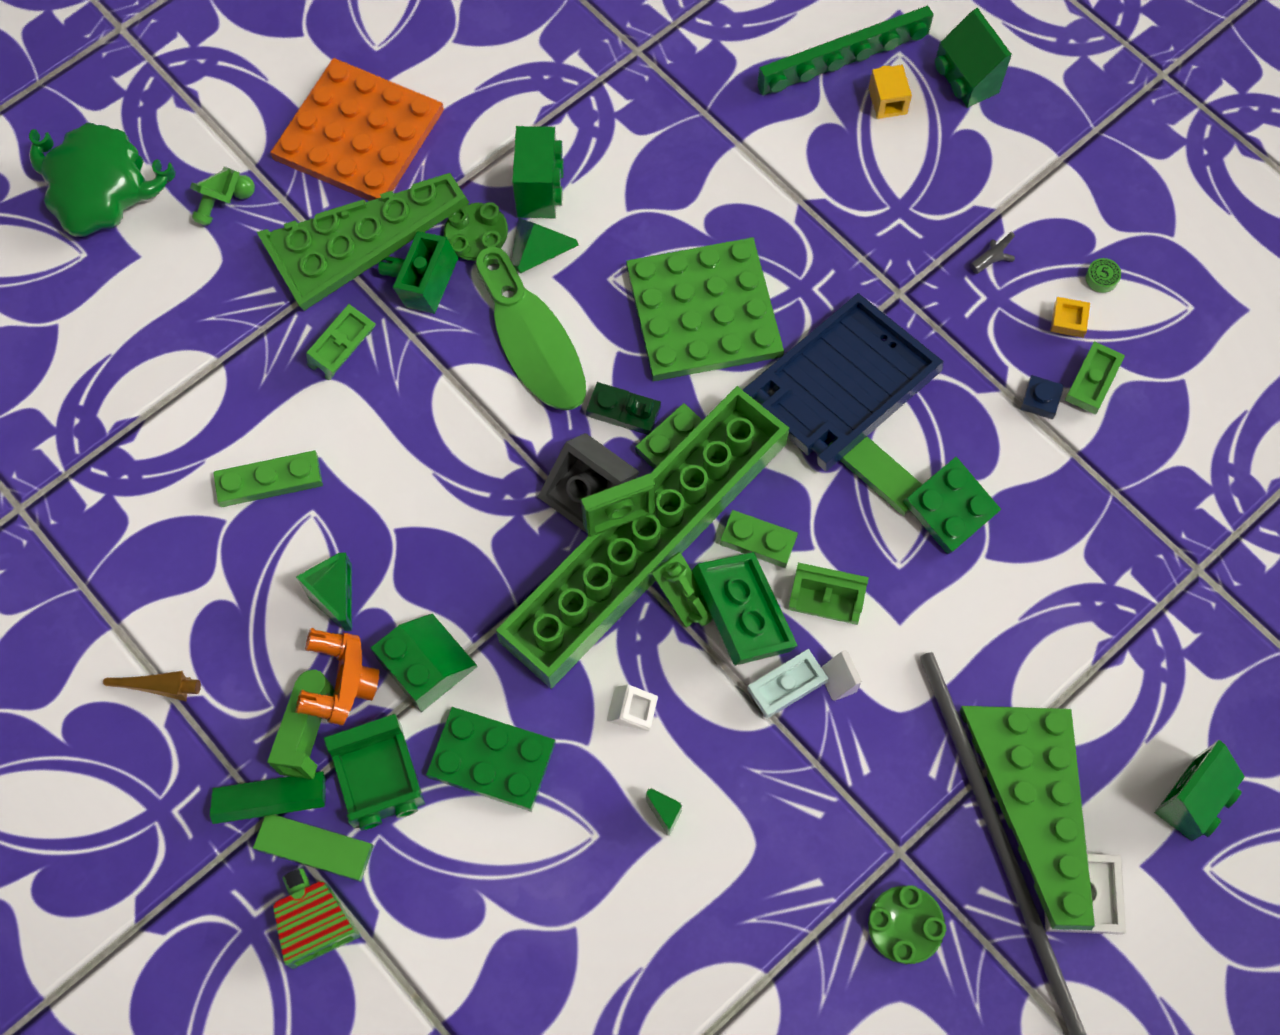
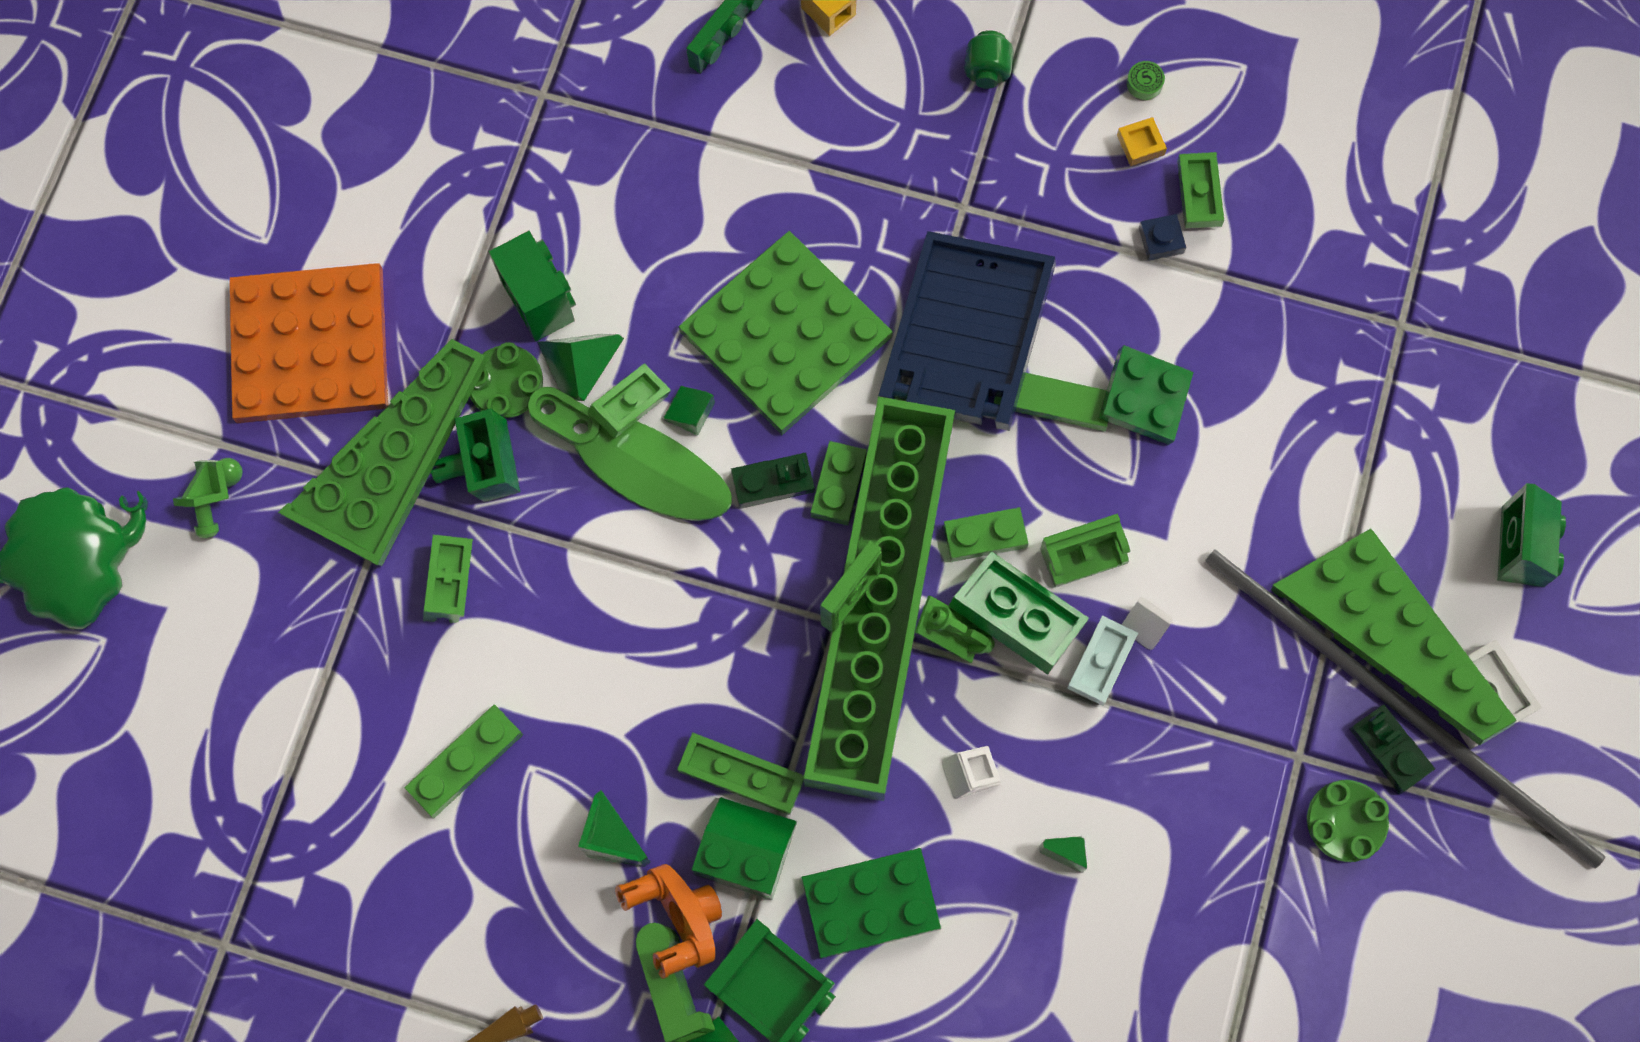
camera: 30 degrees left, 5 degrees up
(457, 604) = (741, 773): none -> bright green plate
(553, 291) = (629, 400): none -> bright green plate
(581, 471) = (788, 577): dark grey slope -> none
(596, 324) = (690, 409): none -> green slope
(979, 891) = (1392, 749): none -> dark green plate
(987, 195) = (988, 59): none -> green head
(993, 254) = (1030, 117): dark grey bar -> none

